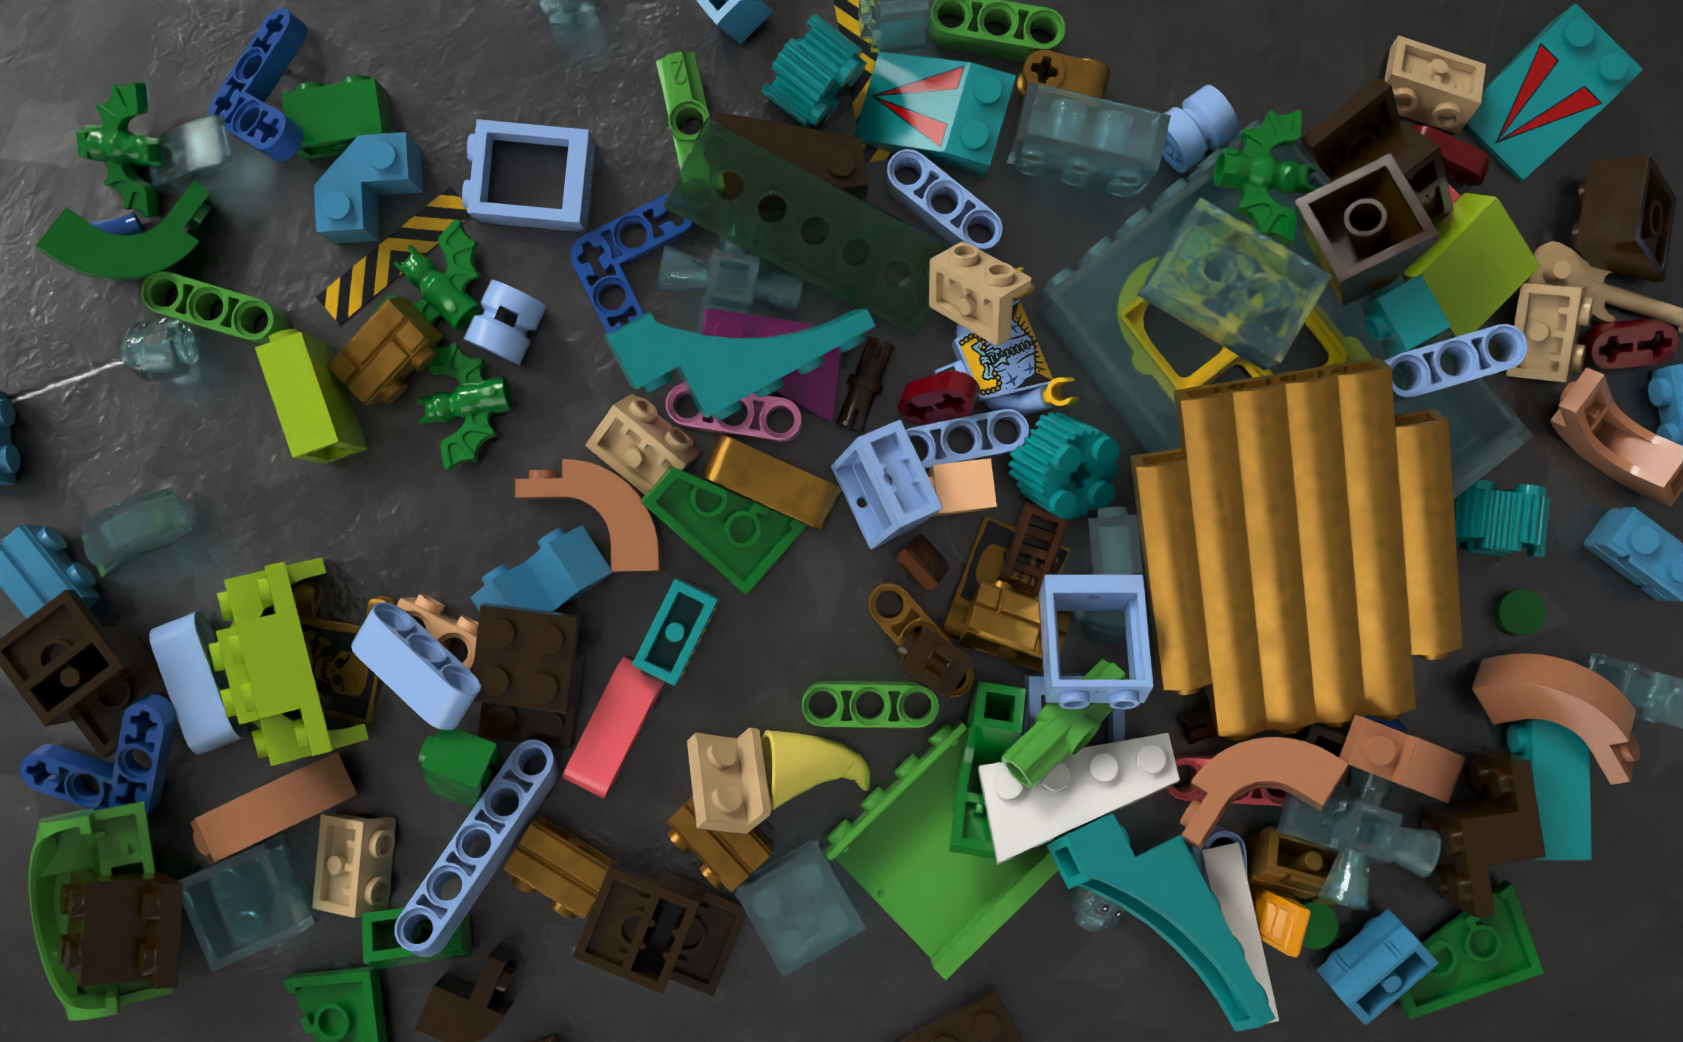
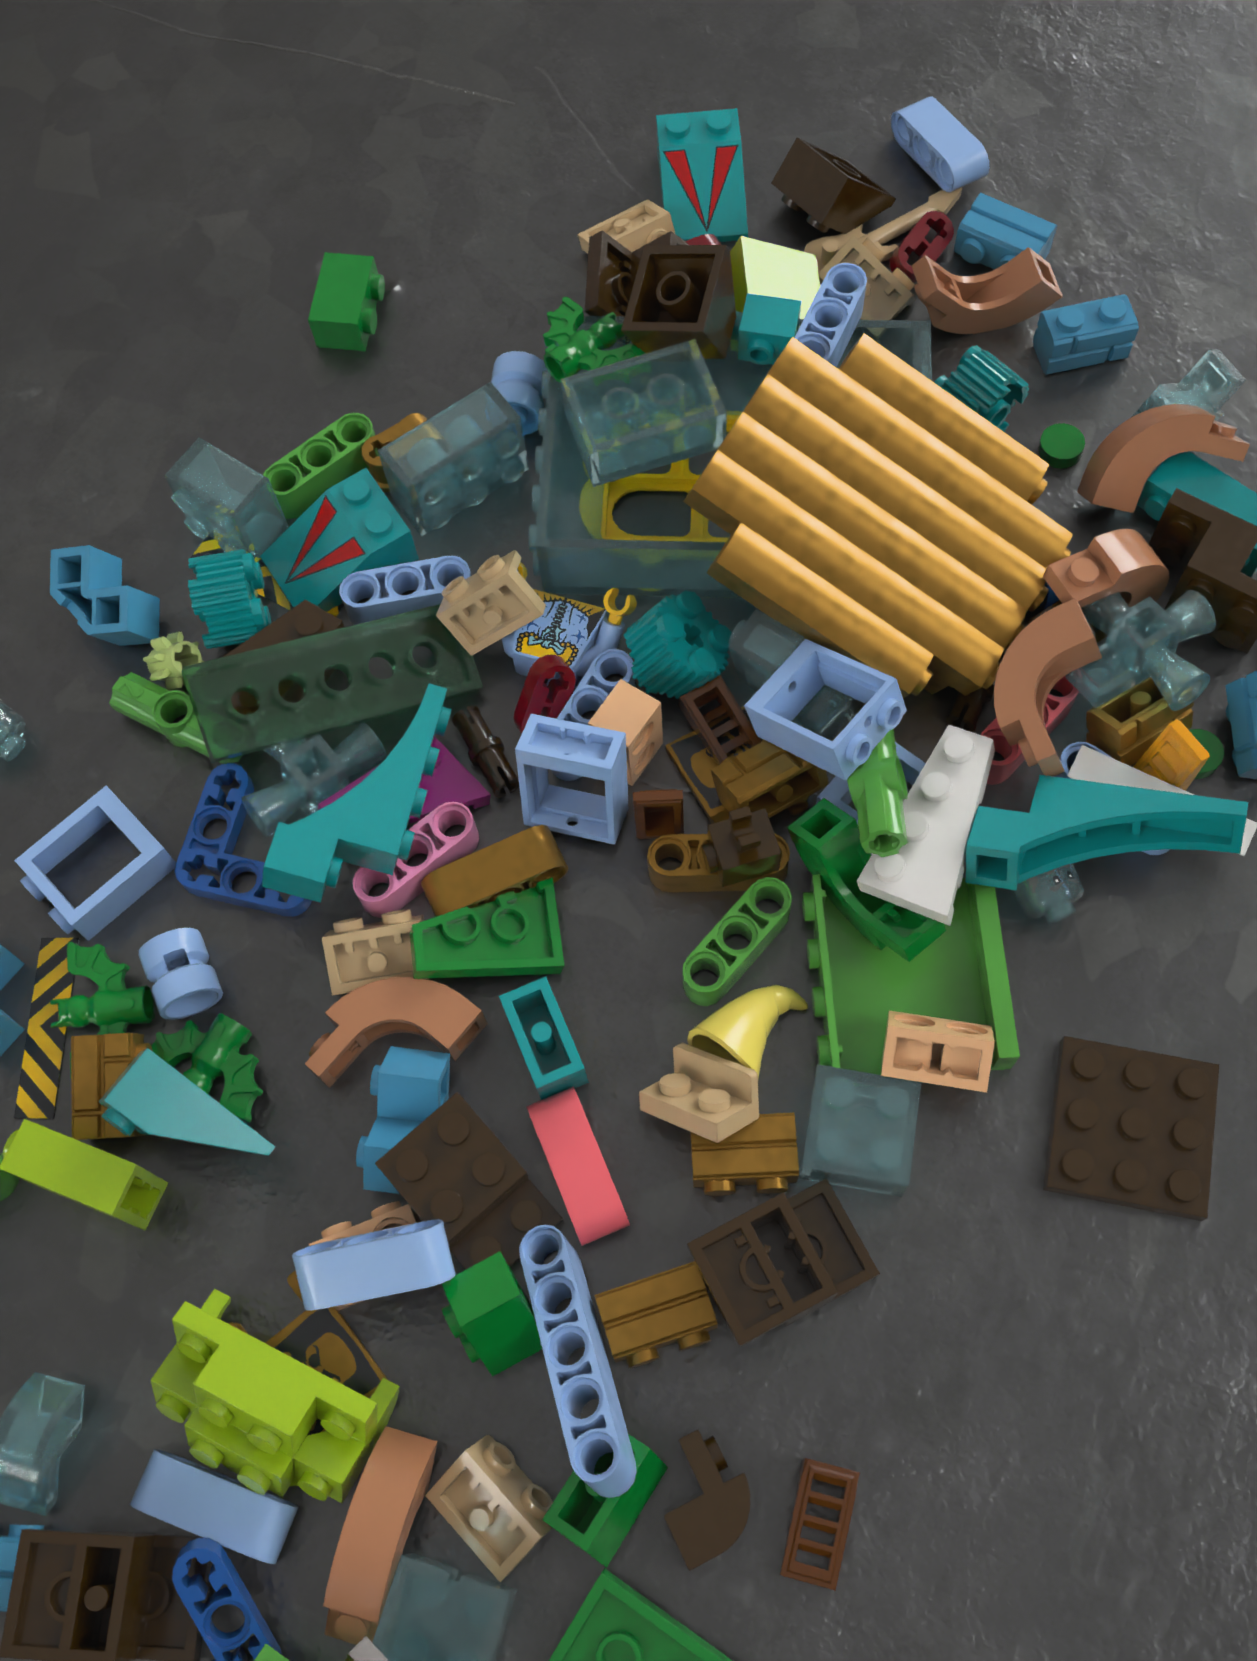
camera: 40 degrees left, 20 degrees down
(397, 430) = (168, 1105): none -> teal slope
(732, 76) = (170, 657): none -> yellowish green gear
(901, 920) = (937, 1051): none -> light nougat brick

